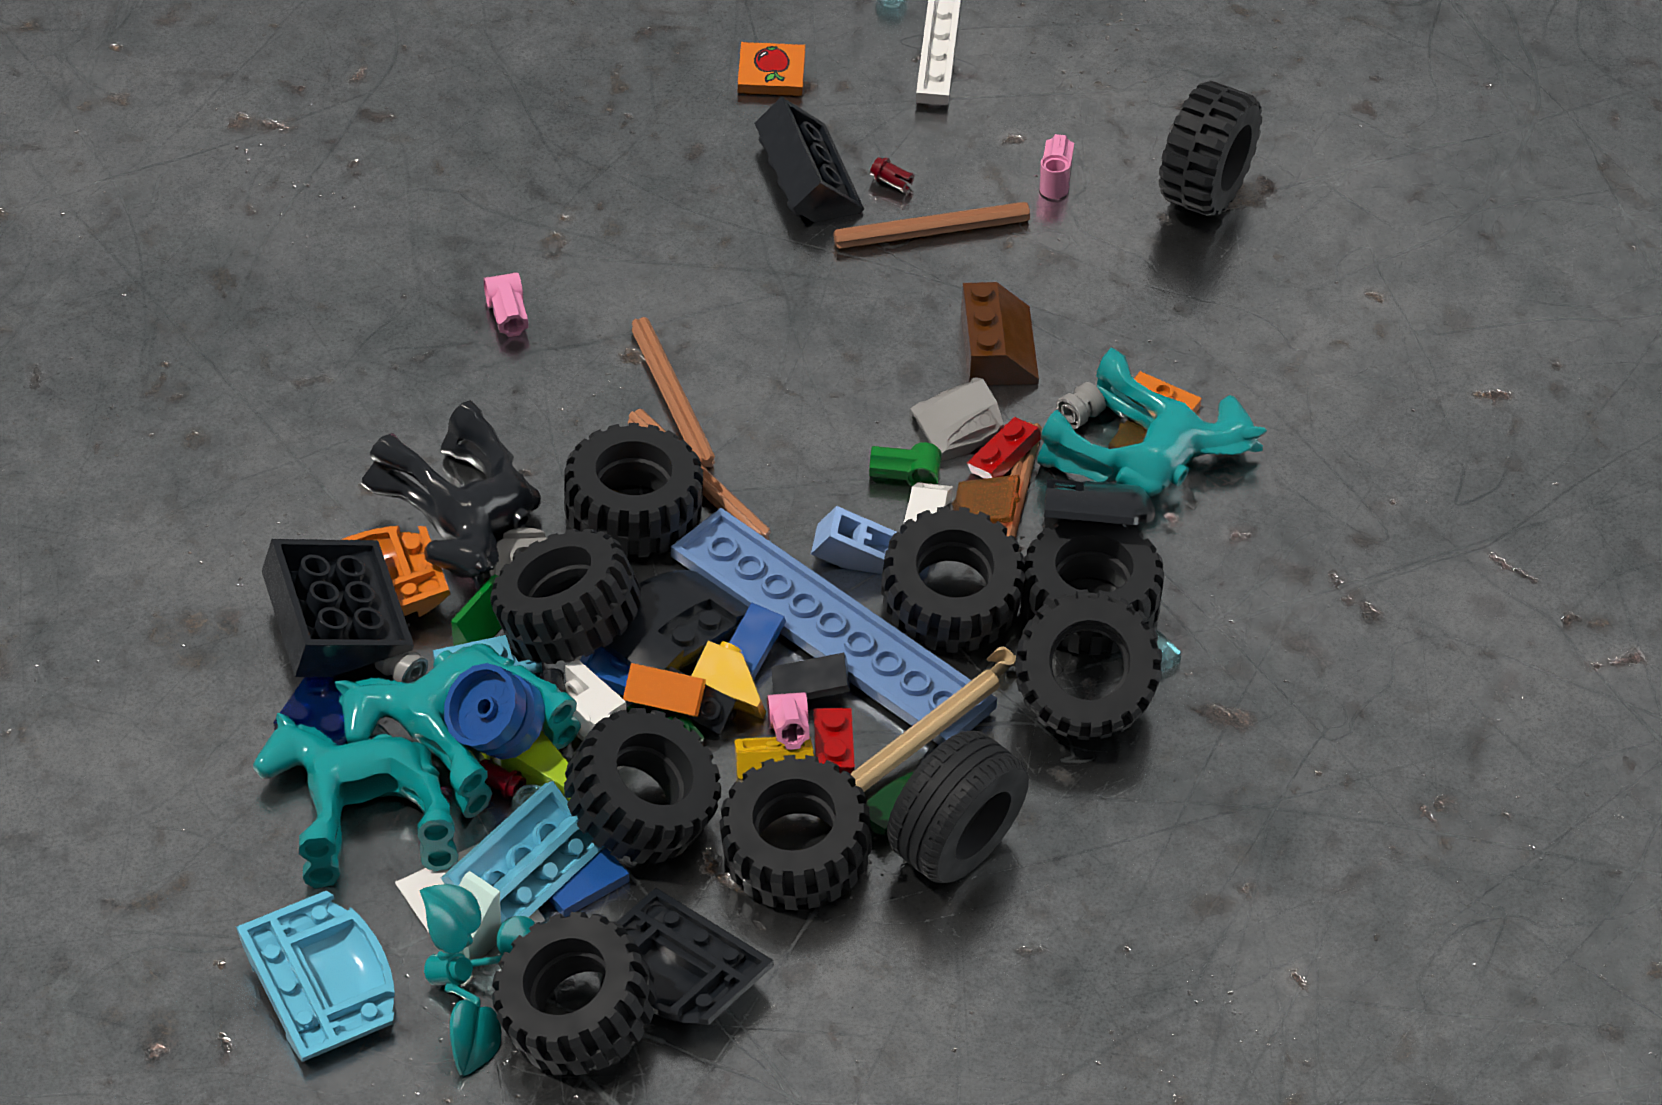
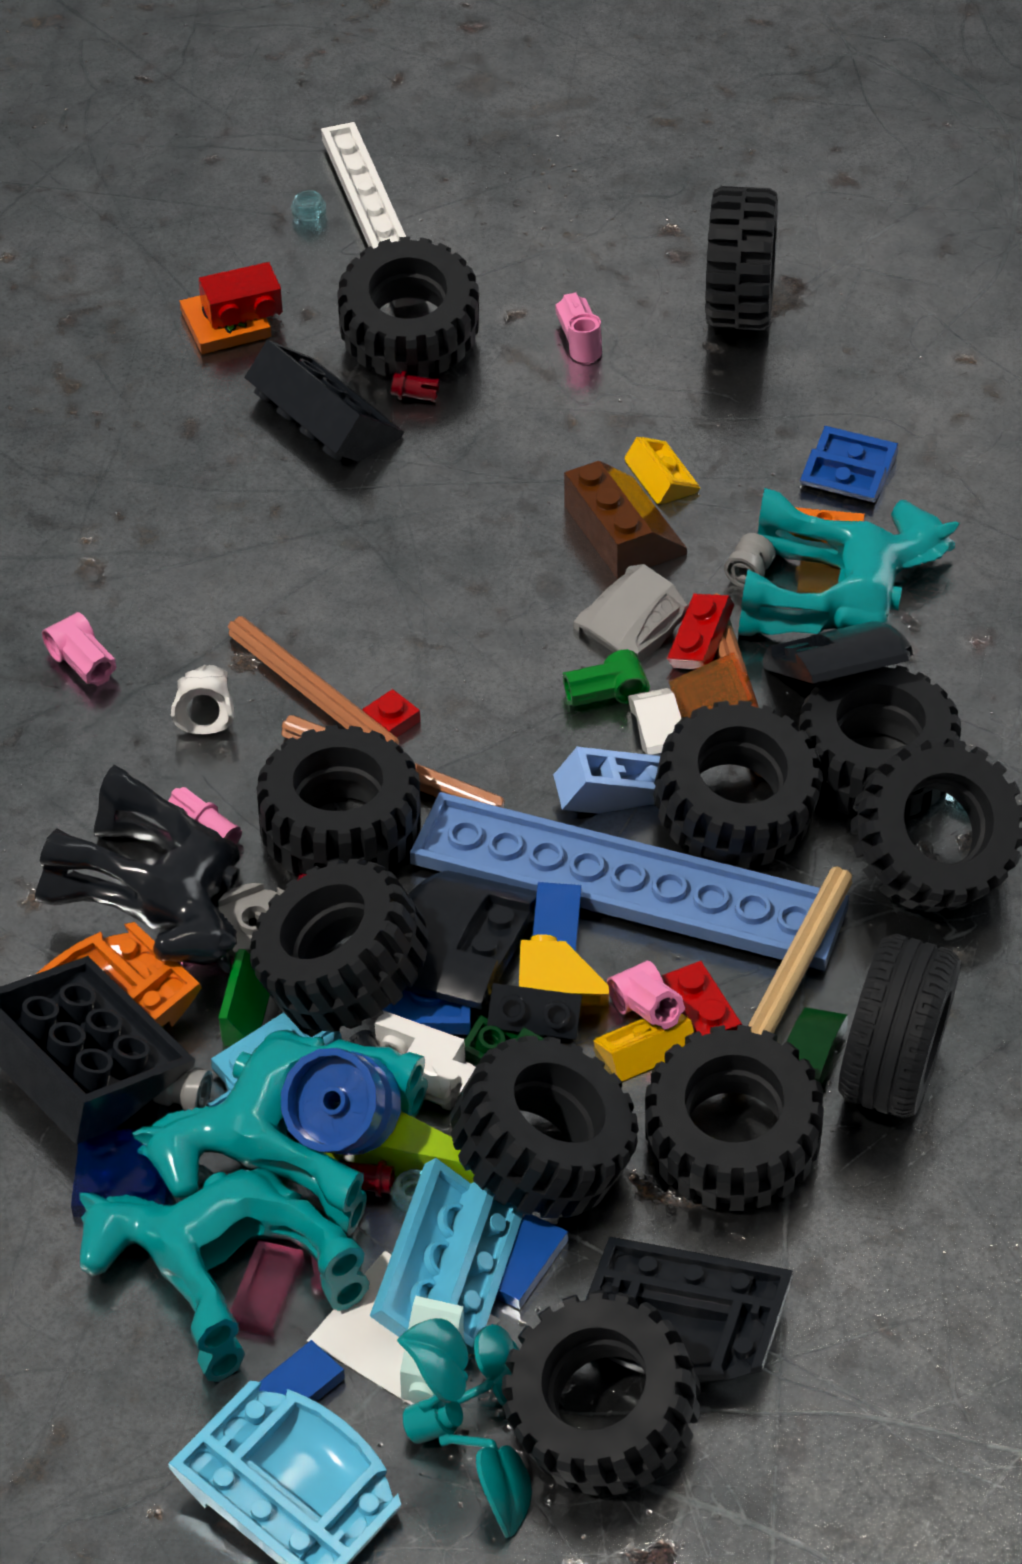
camera: 20 degrees left, 0 degrees up
(376, 906) = (306, 1372): none -> blue tile
(383, 834) = (266, 1288): none -> clear pink tile
(531, 465) = (205, 813): none -> bright pink axle
(587, 360) = (207, 681): none -> white hair
(664, 689) = (500, 1011): orange tile -> none
(723, 434) = (394, 713): none -> red plate
(787, 53) = (240, 295): none -> red brick
(813, 676) = (645, 939): black tile -> none
(915, 72) = (408, 271): none -> black tyre
(931, 225) = (484, 427): nougat axle -> none
(1004, 660) = (830, 852): tan hand -> none
(1056, 307) = (660, 470): none -> yellow slope
(1216, 353) = (849, 464): none -> blue slope

